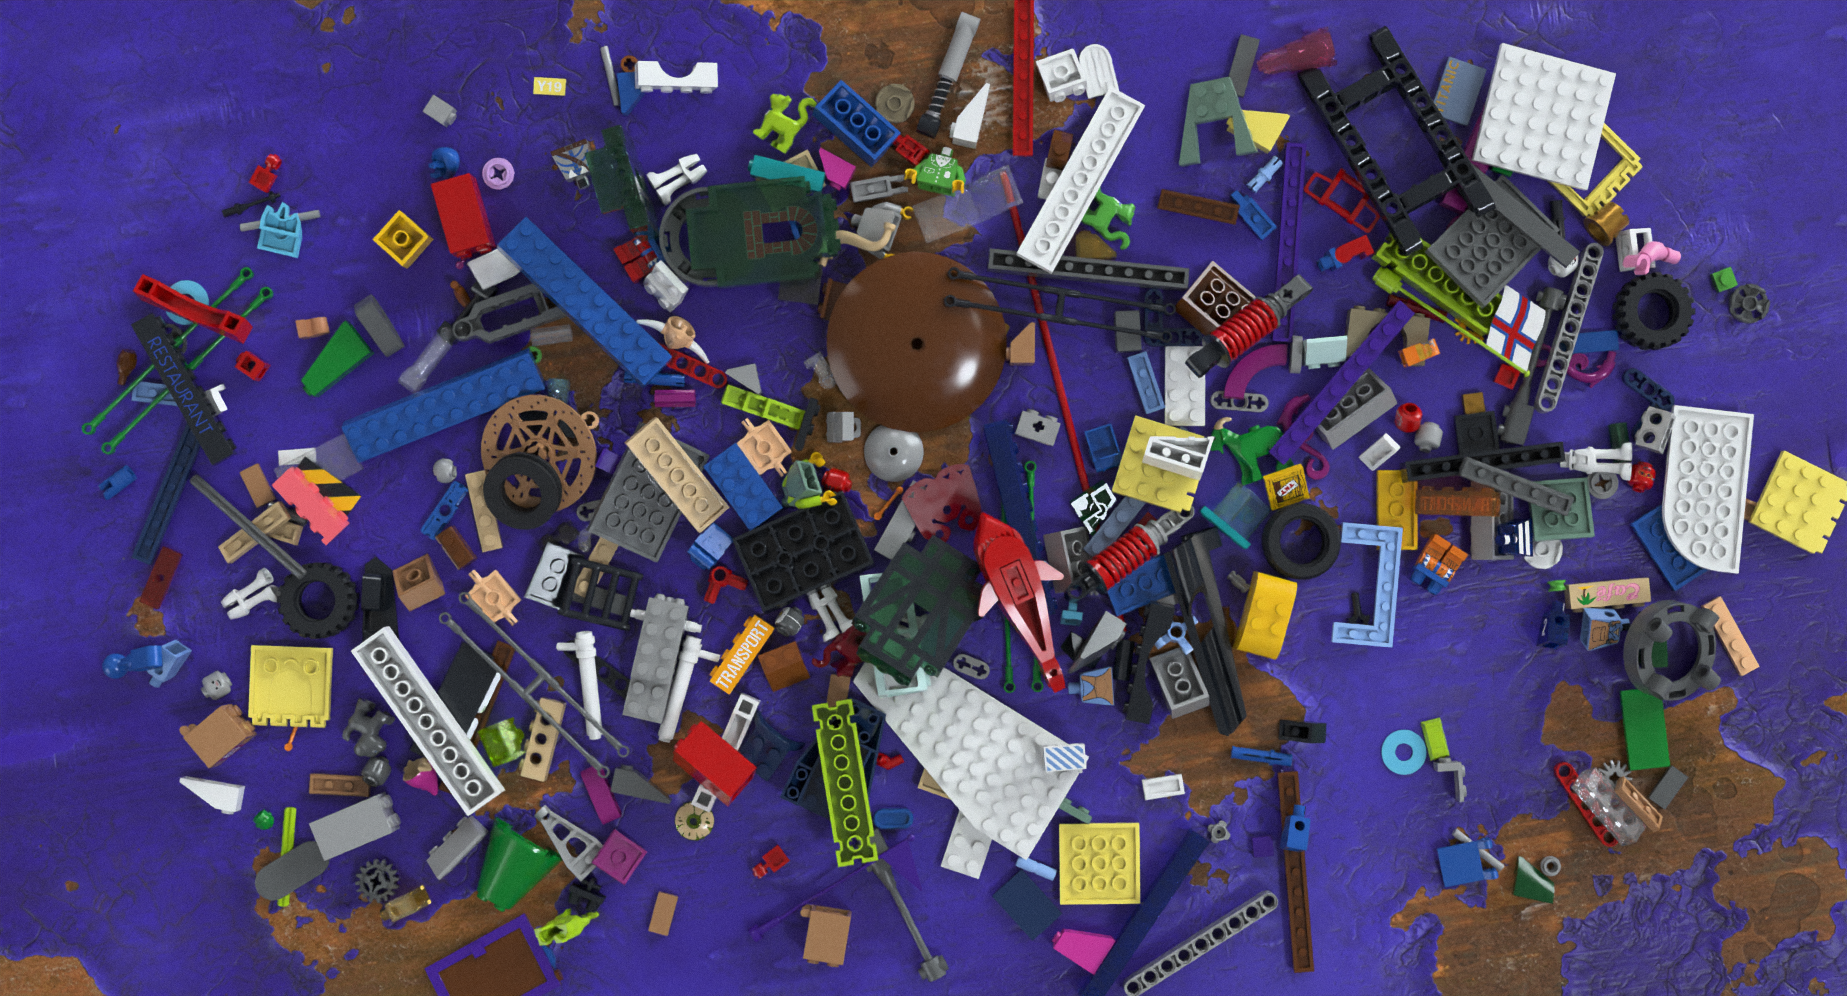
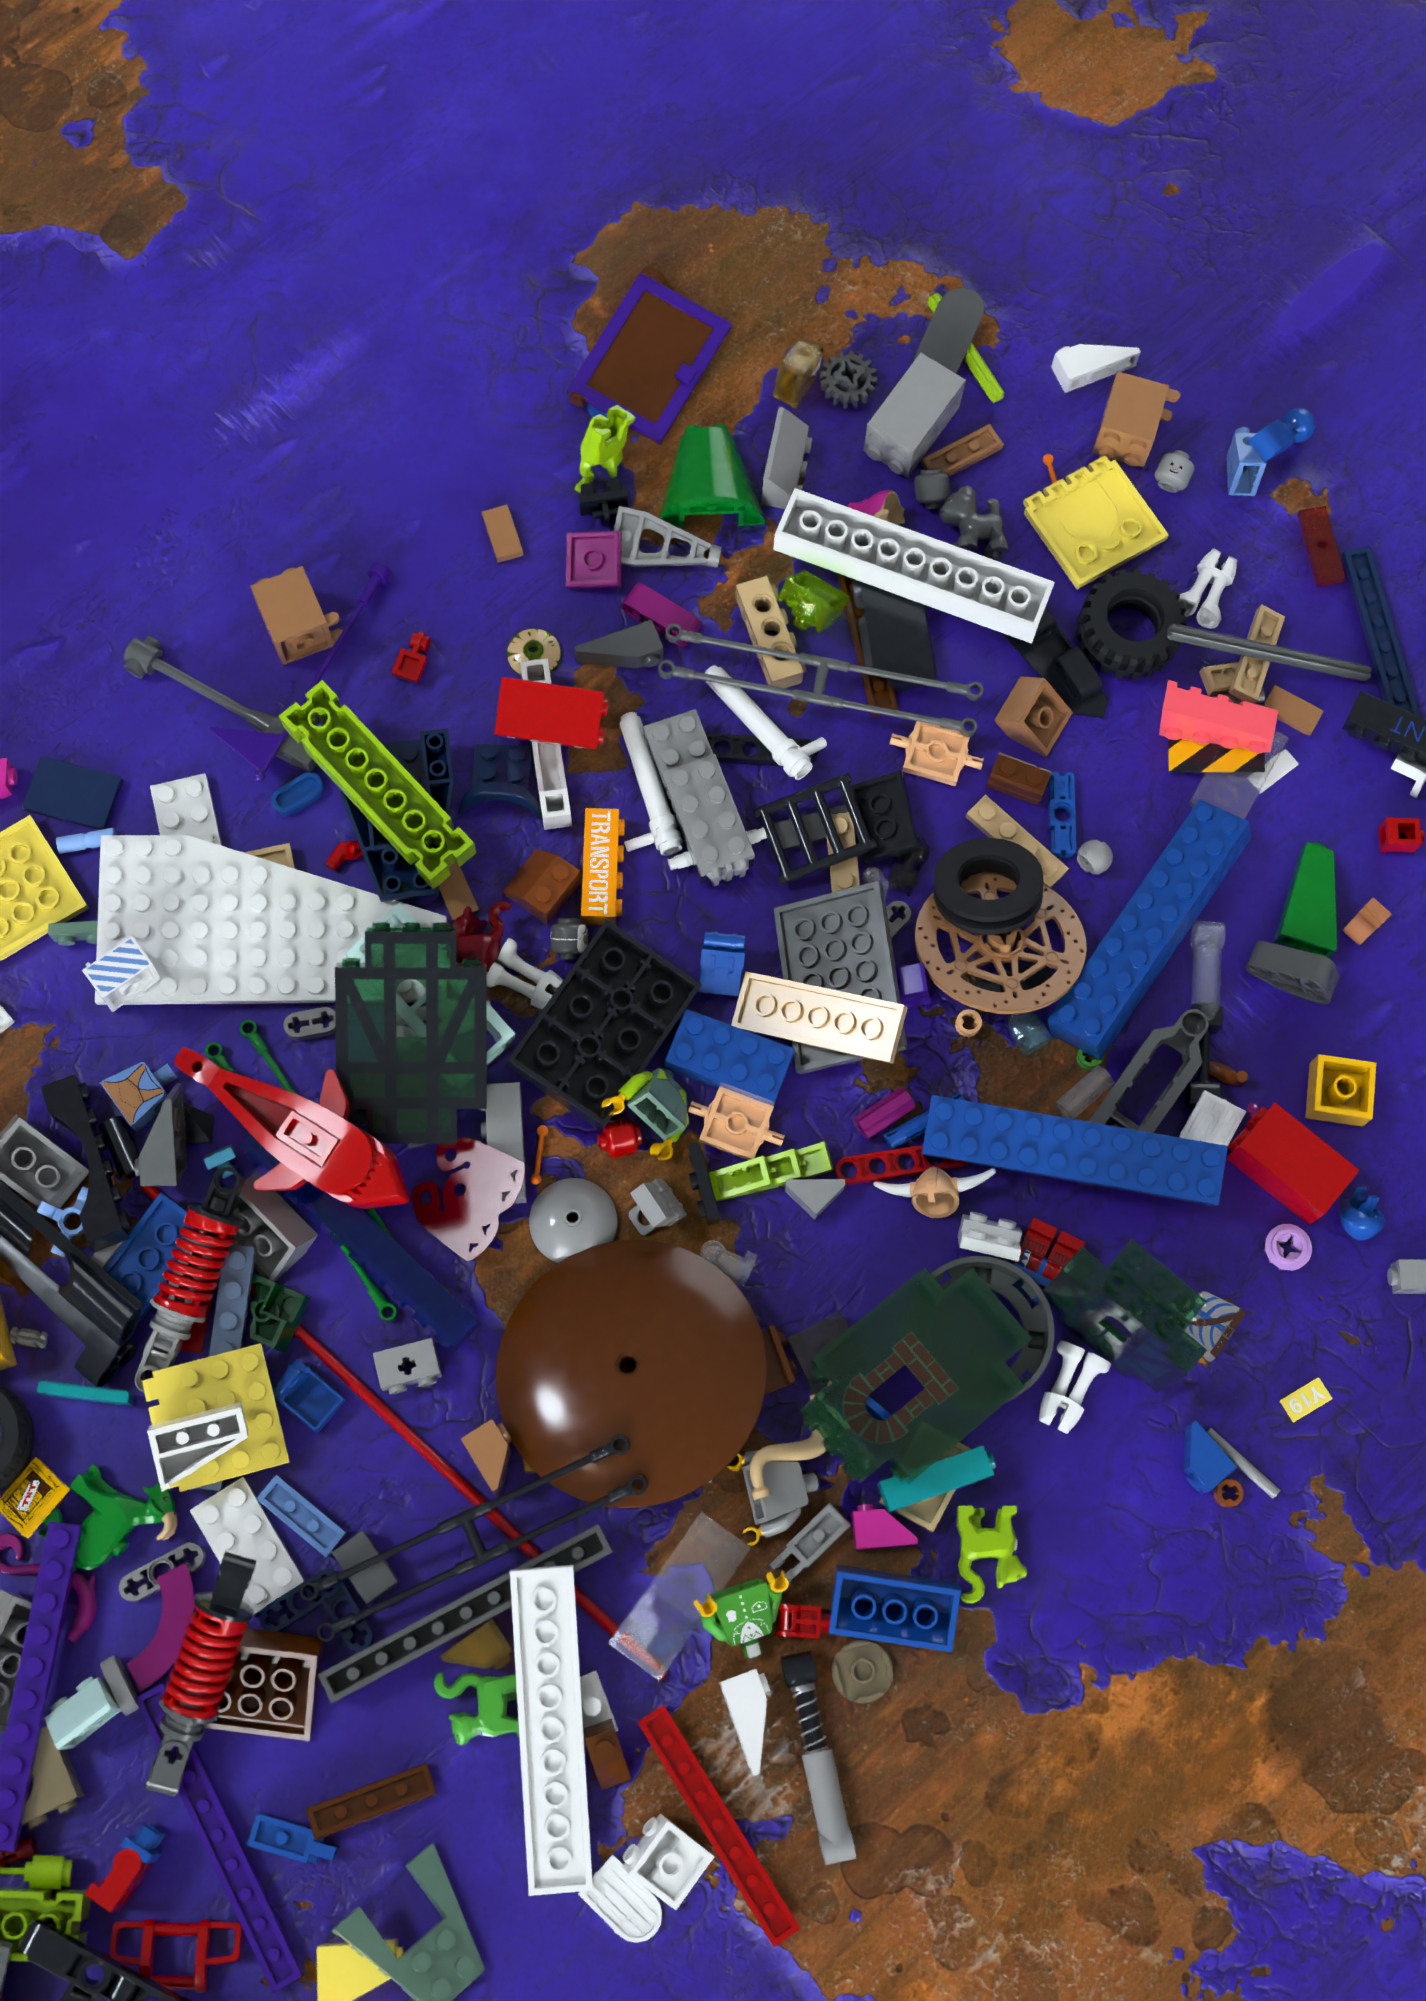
camera: 145 degrees right, 15 degrees down
(264, 820) = (1017, 367): green plate -> none
(651, 76) = (1192, 1489): white arch -> none
(729, 579) = (685, 926): red axle -> none
(1242, 510) = (75, 1429): clear light blue slope -> none
(1264, 174) = (307, 1910): light blue pin -> none

